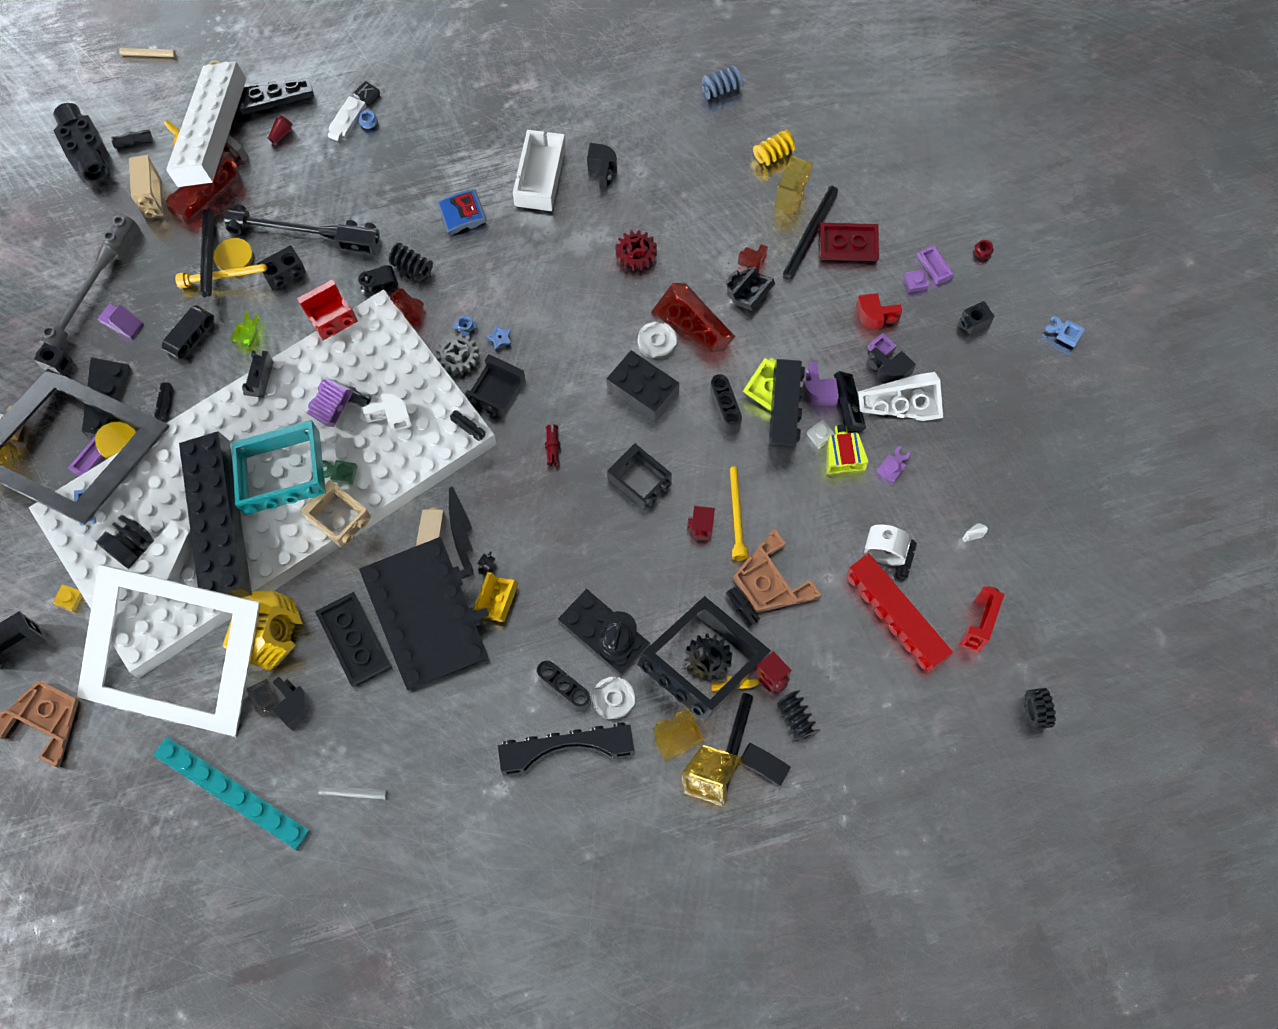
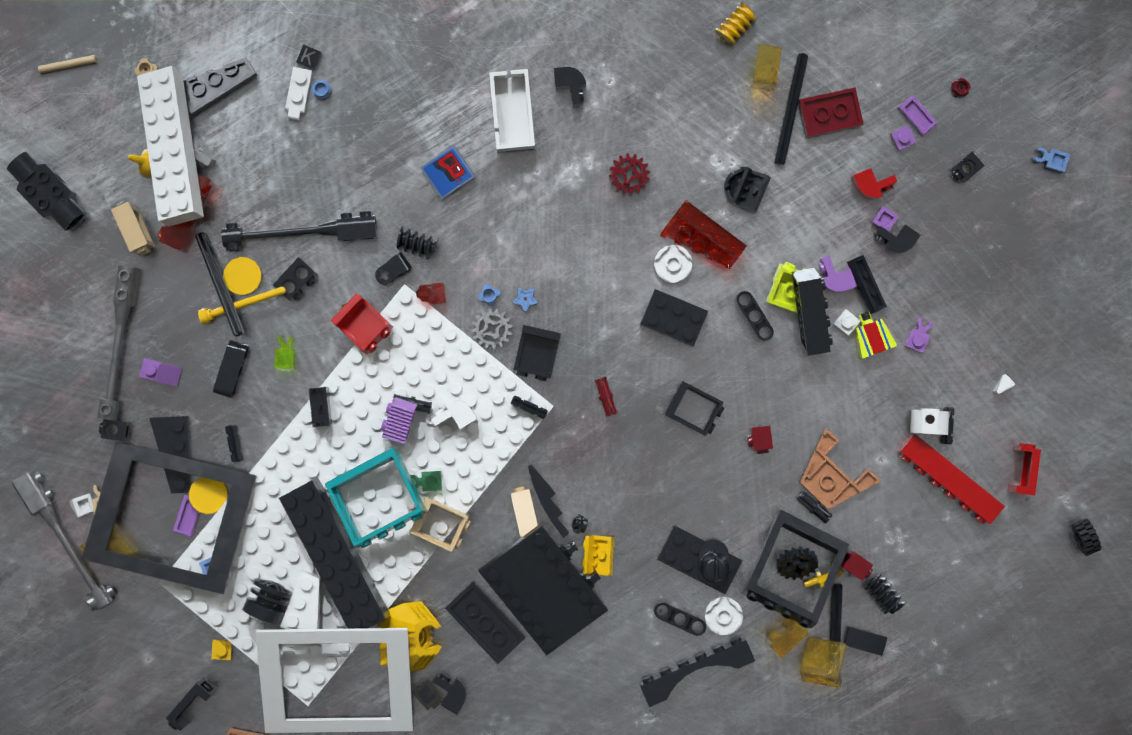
camera: 20 degrees left, 20 degrees up
(131, 138) = (92, 171): black pin -> none
(280, 129) = (237, 124): dark red cone -> none
(740, 551) = (800, 455): yellow piece -> none
(753, 258) = (742, 152): clear red panel -> none
(909, 397) = (923, 265): white wedge -> none

